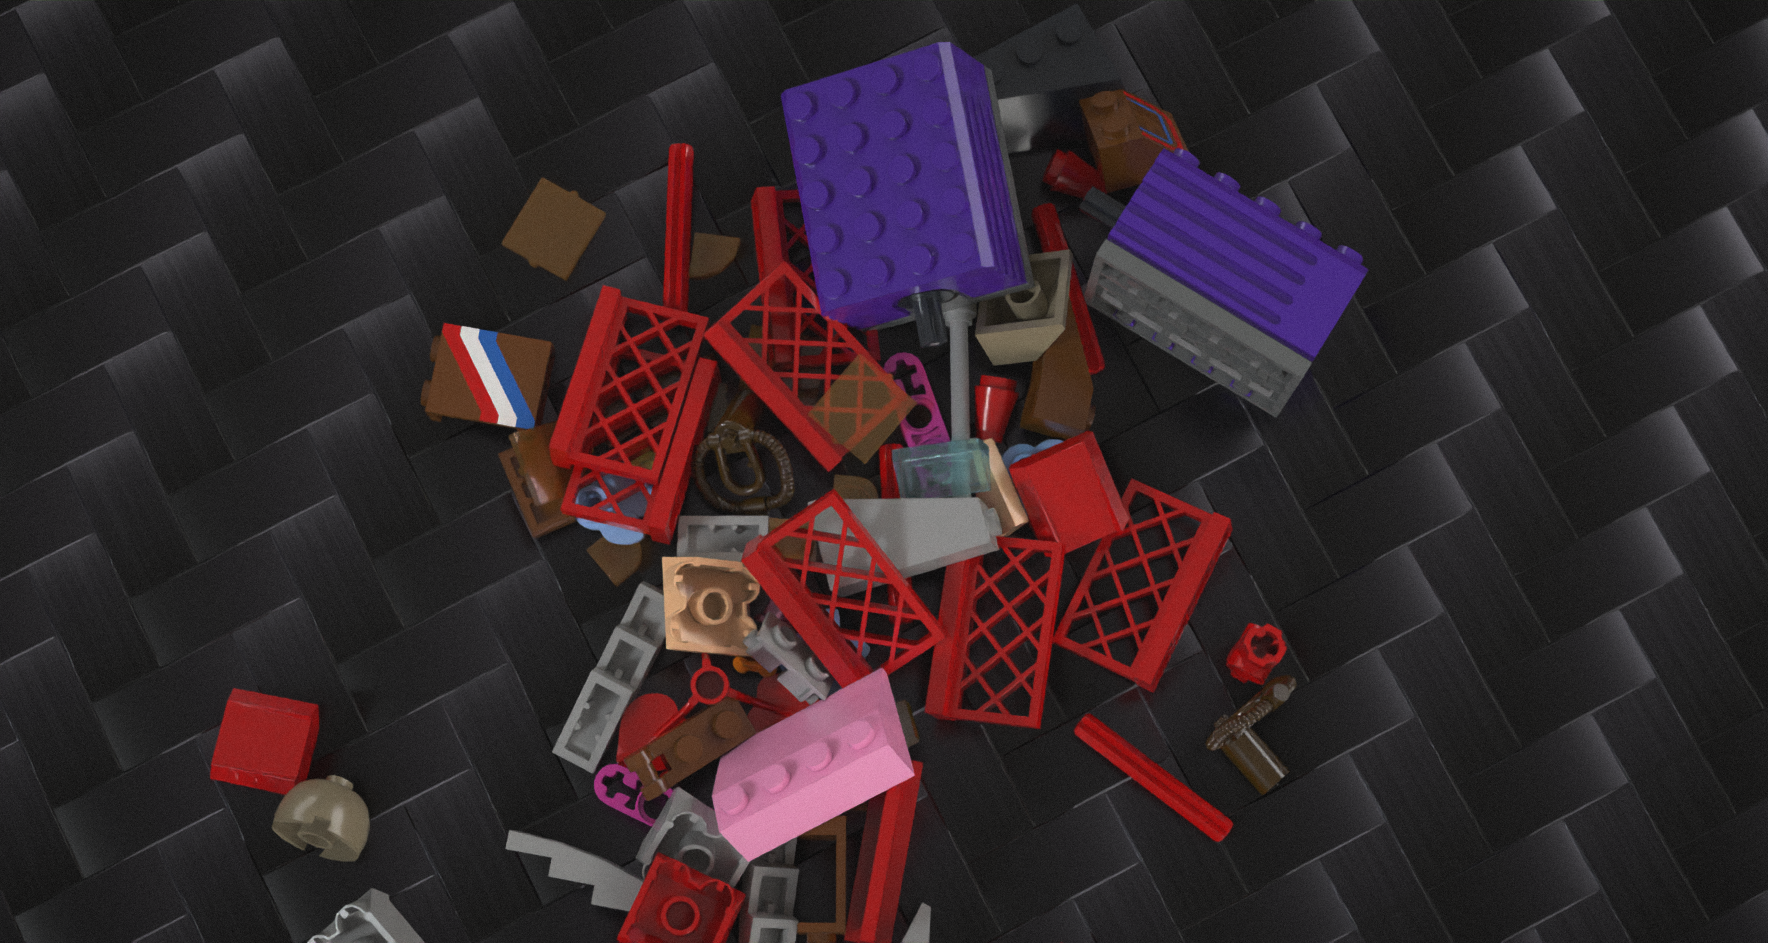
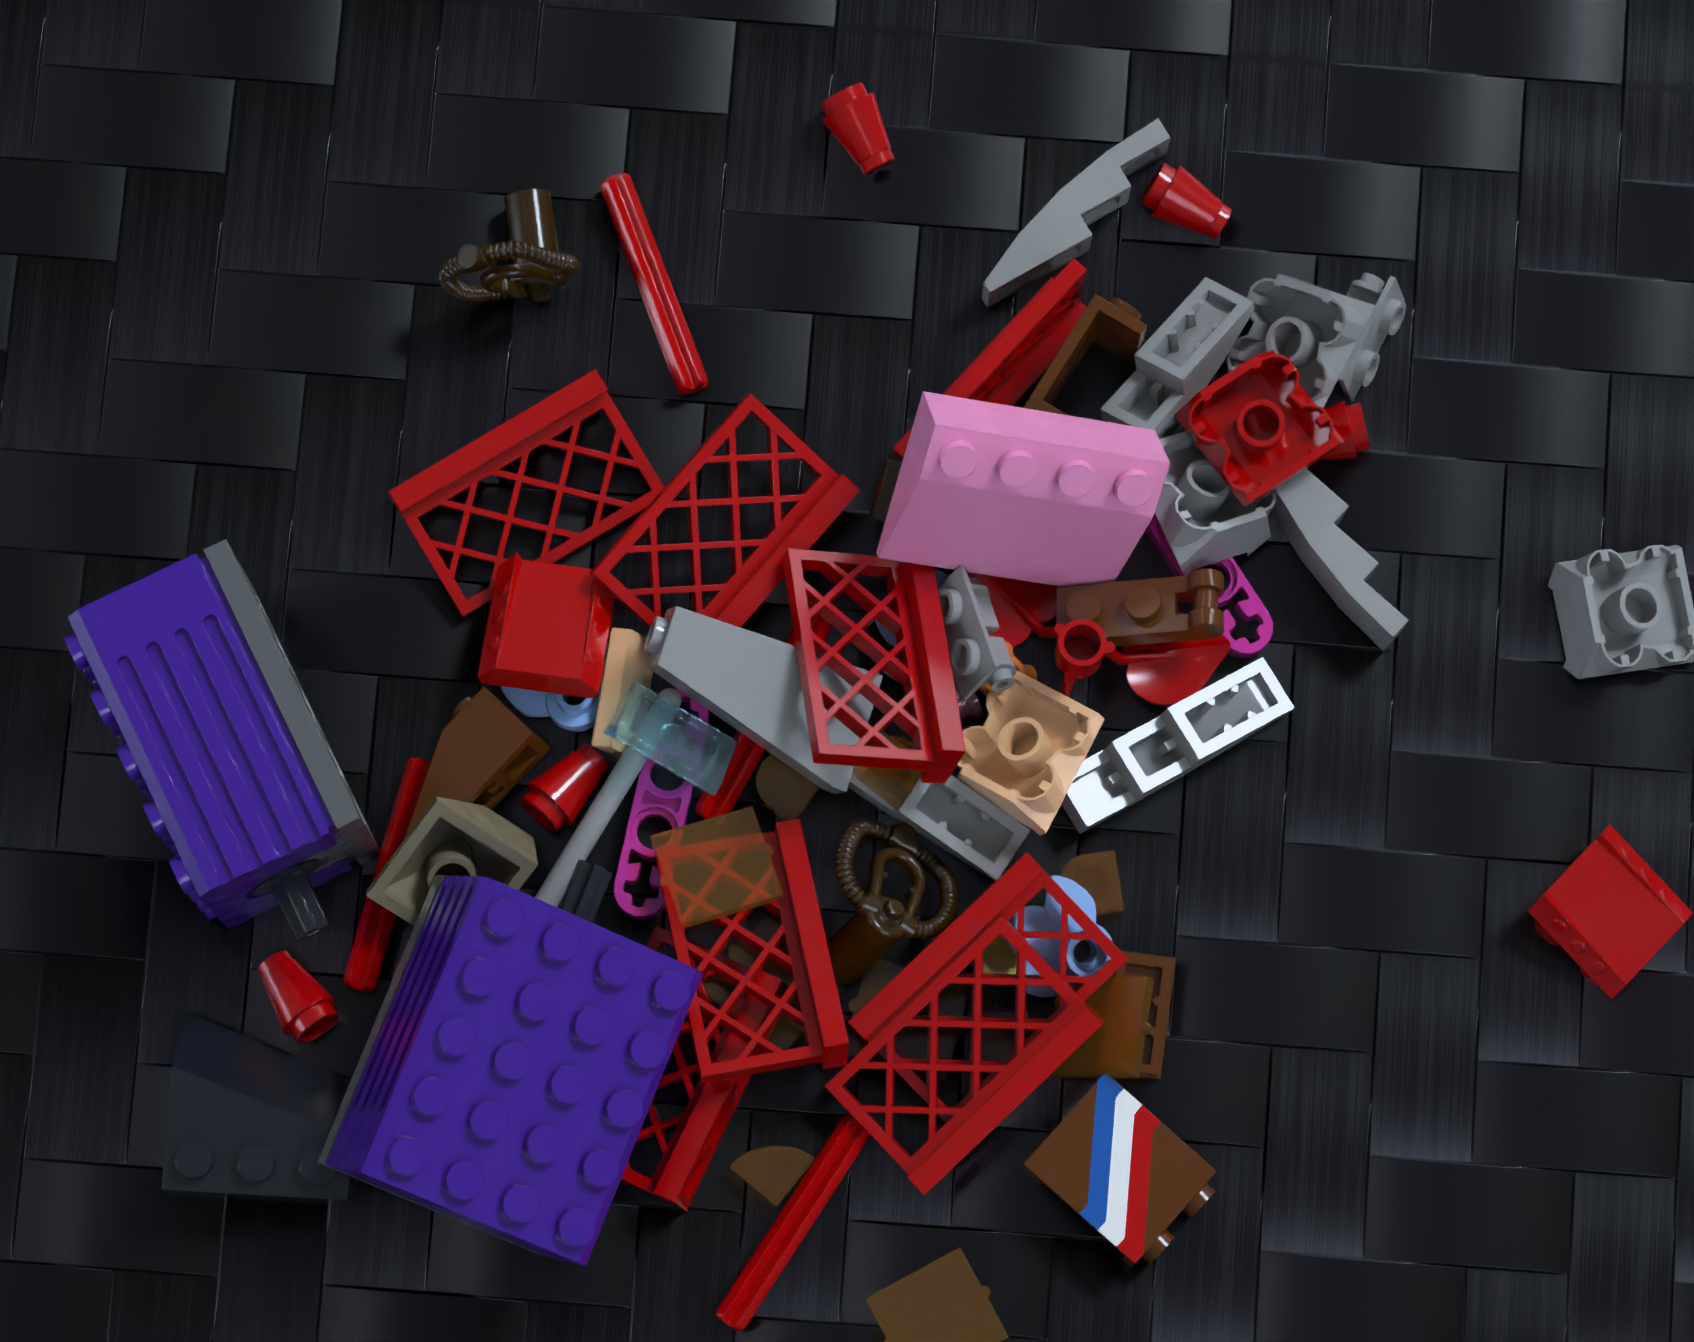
camera: 150 degrees left, 0 degrees up
(325, 816) = (1586, 781): dark tan cylinder -> none
(1126, 136) = (205, 986): reddish brown slope -> none
(1256, 653) = (462, 322): red piece -> none

